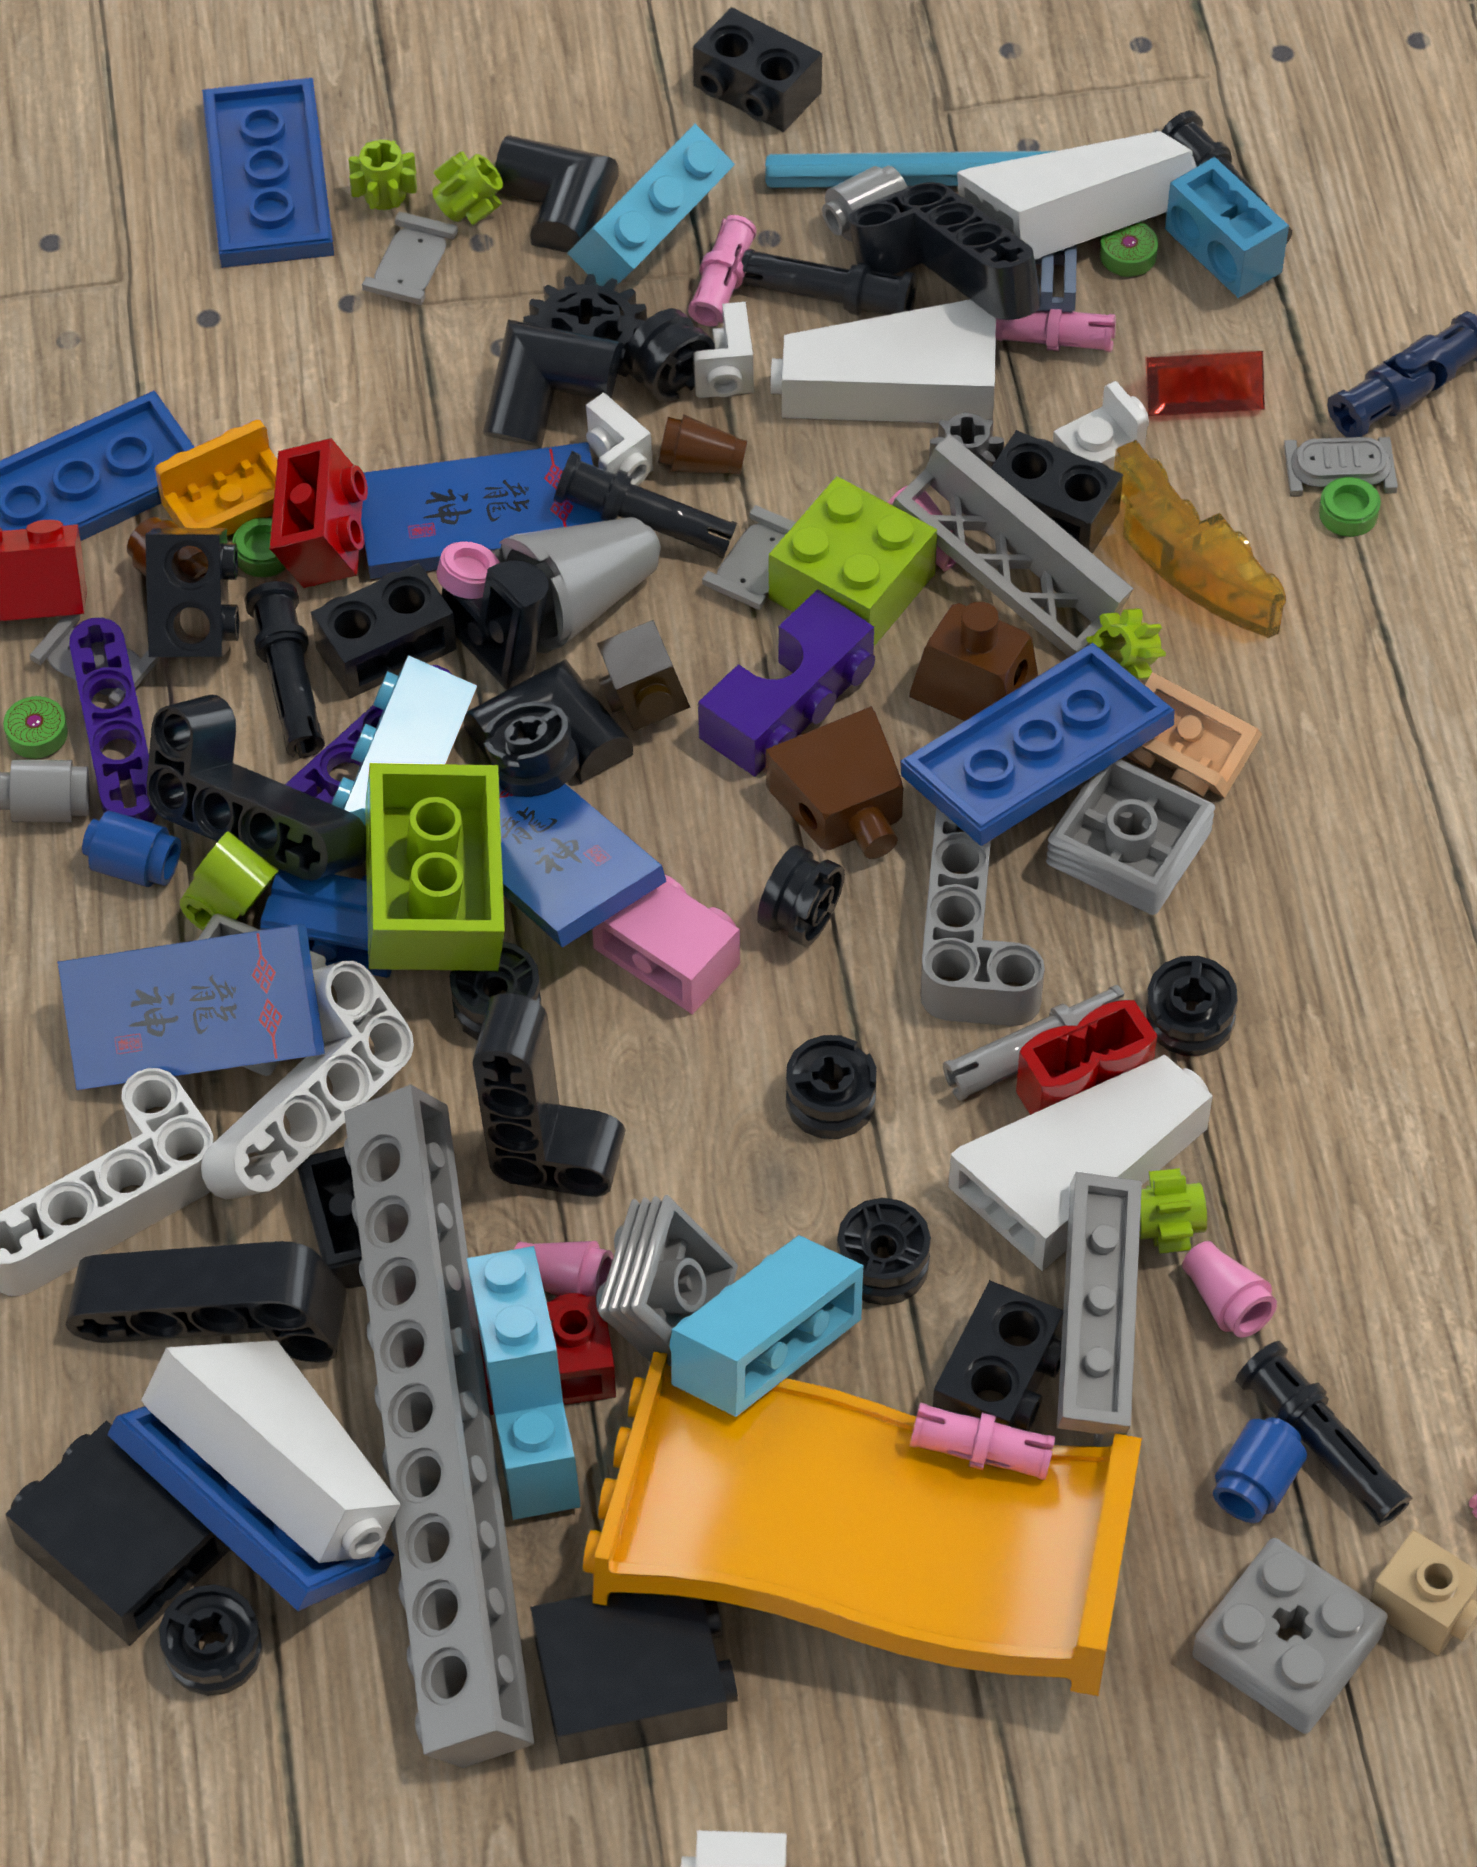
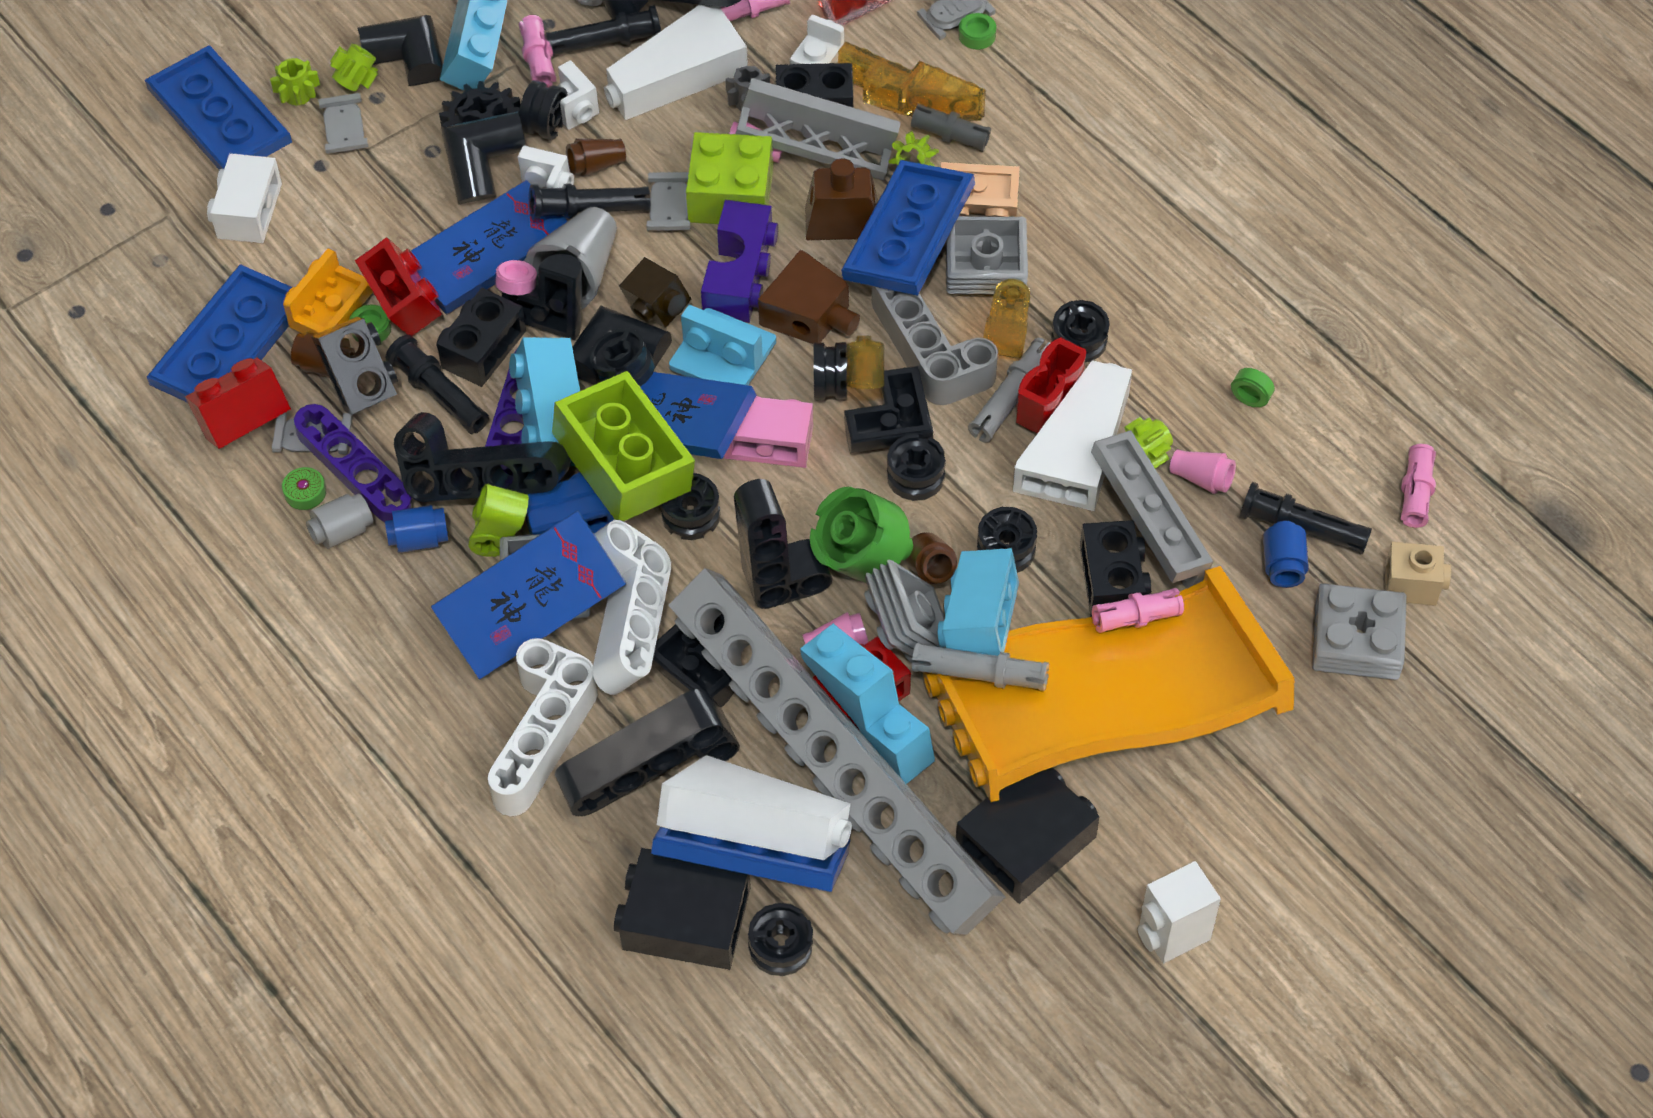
camera: 30 degrees left, 0 degrees up
(217, 304) = (245, 198): none -> white brick
(676, 1141) = (859, 532): none -> bright green brick
(683, 795) = (720, 347): none -> medium azure bracket
(718, 1424) = (980, 666): none -> light grey pin
(755, 1222) = (932, 558): none -> reddish brown brick
(848, 904) = (865, 363): none -> clear yellow piece
(855, 1006) = (901, 414): none -> black brick
(1096, 941) = (1008, 318): none -> clear yellow piece
(1211, 628) = (950, 127): none -> dark grey pin
(1379, 1206) = (1252, 387): none -> bright green tile

